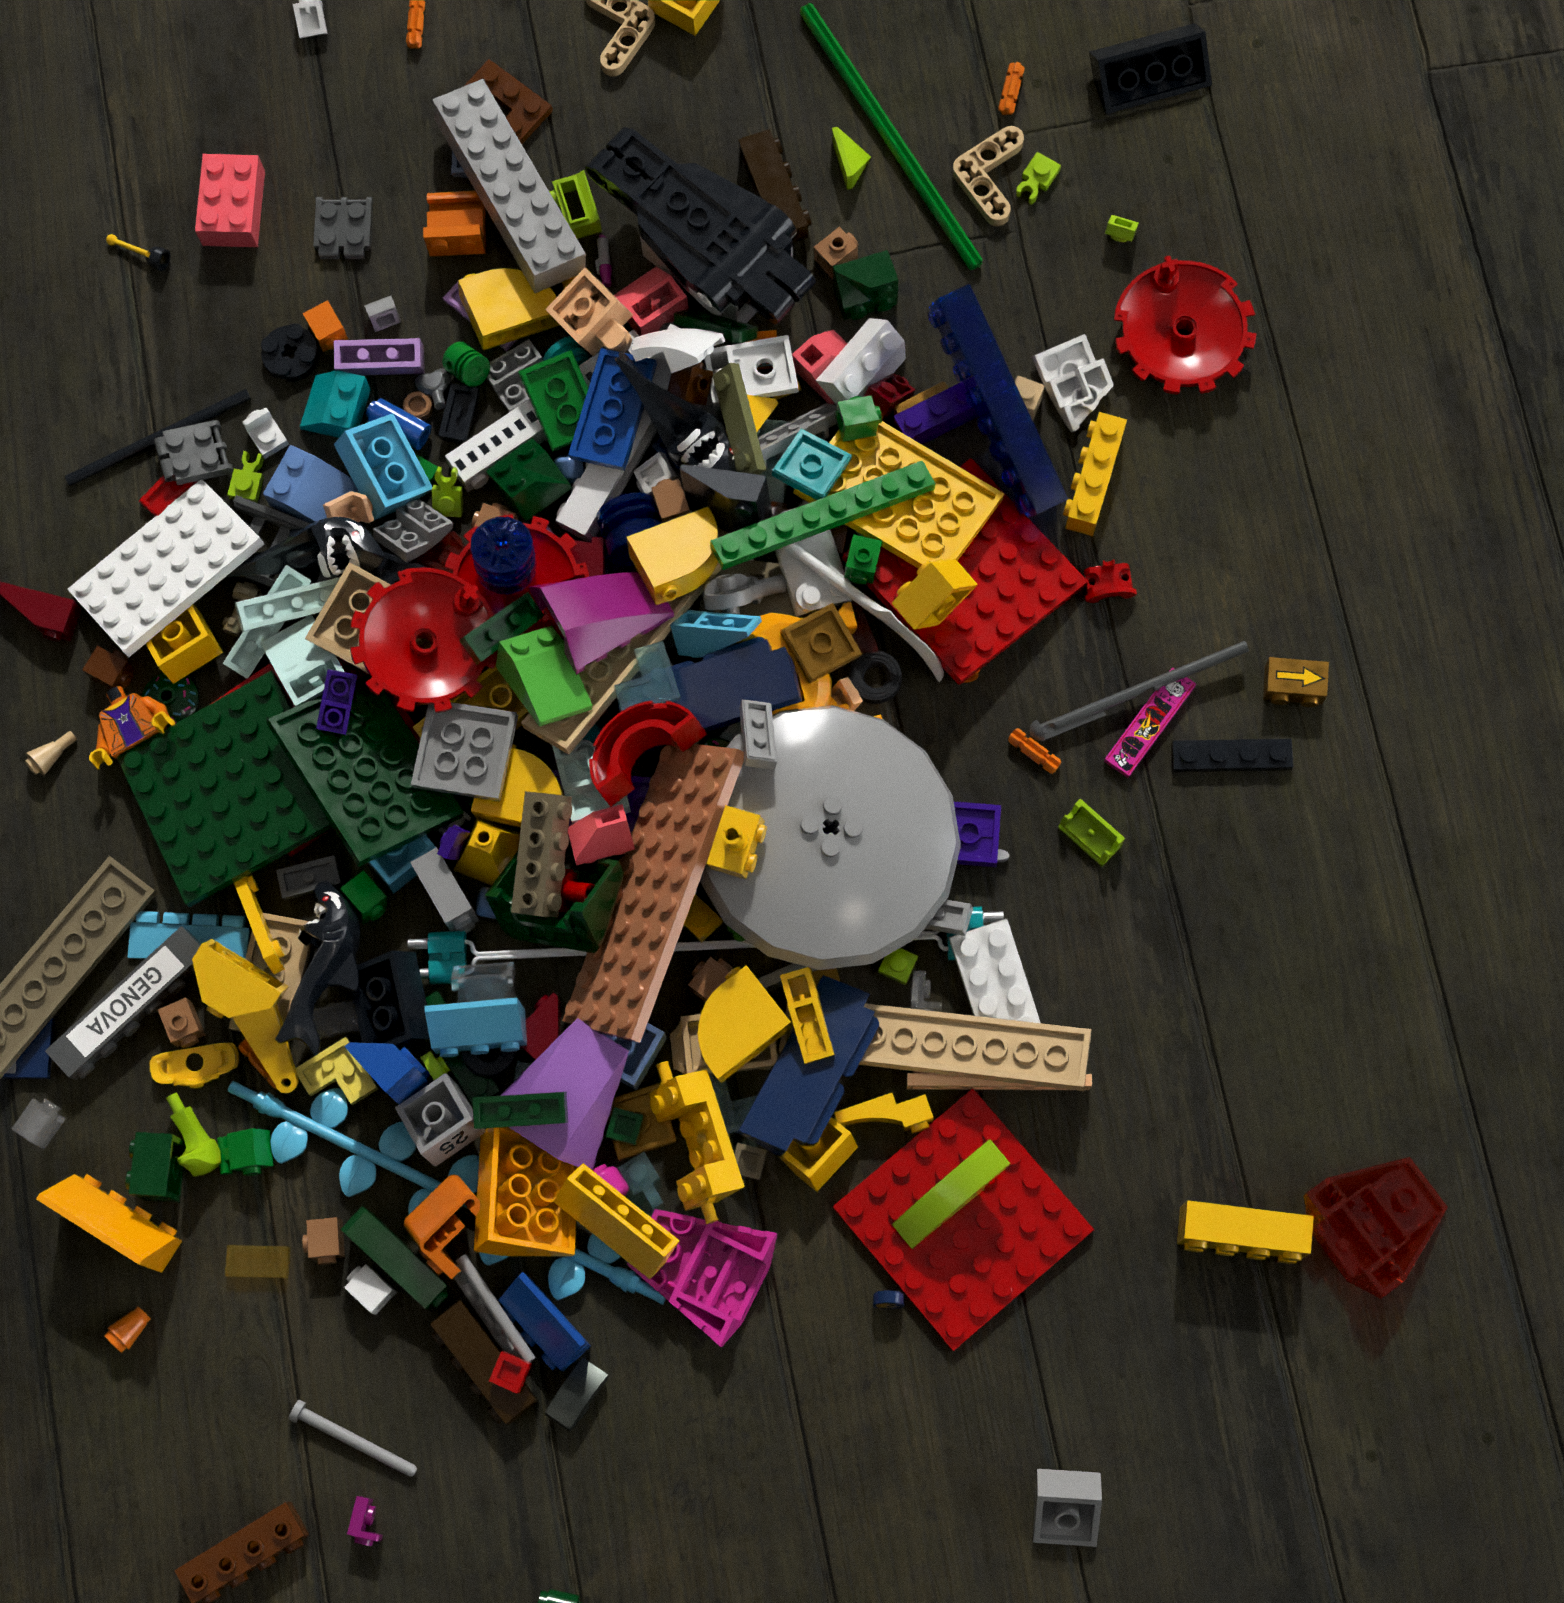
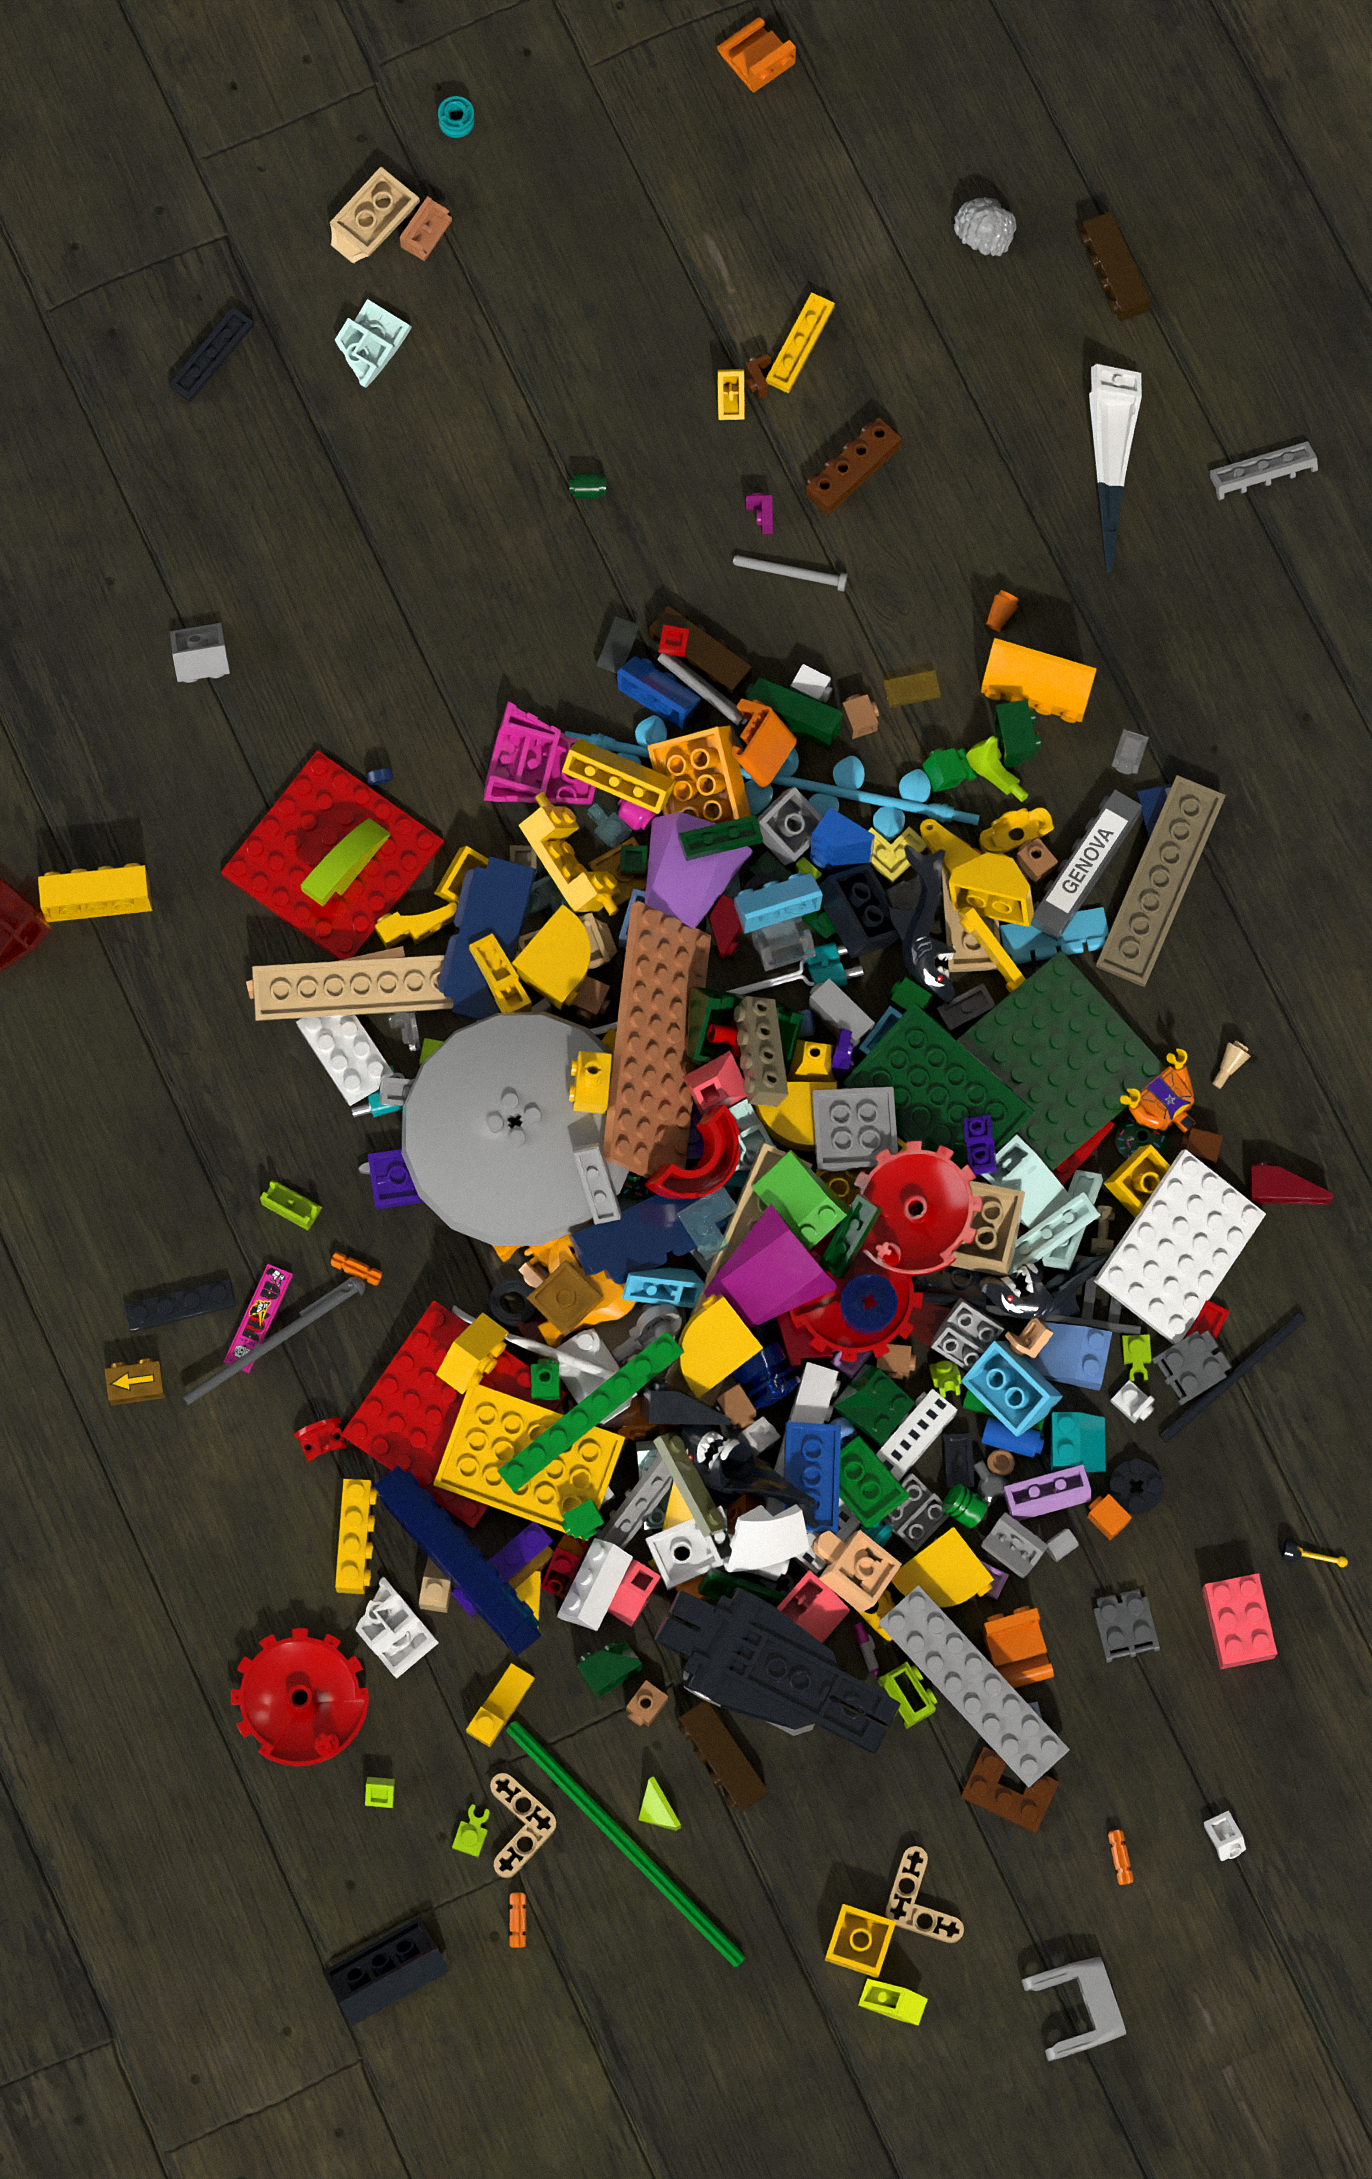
camera: 160 degrees right, 0 degrees up
(429, 317) = (1014, 1545): none -> light grey bracket
(811, 465) = (614, 1461): teal tile -> none
(932, 370) = (530, 1592): none -> yellow slope
(993, 271) = (500, 1705): none -> yellow slope

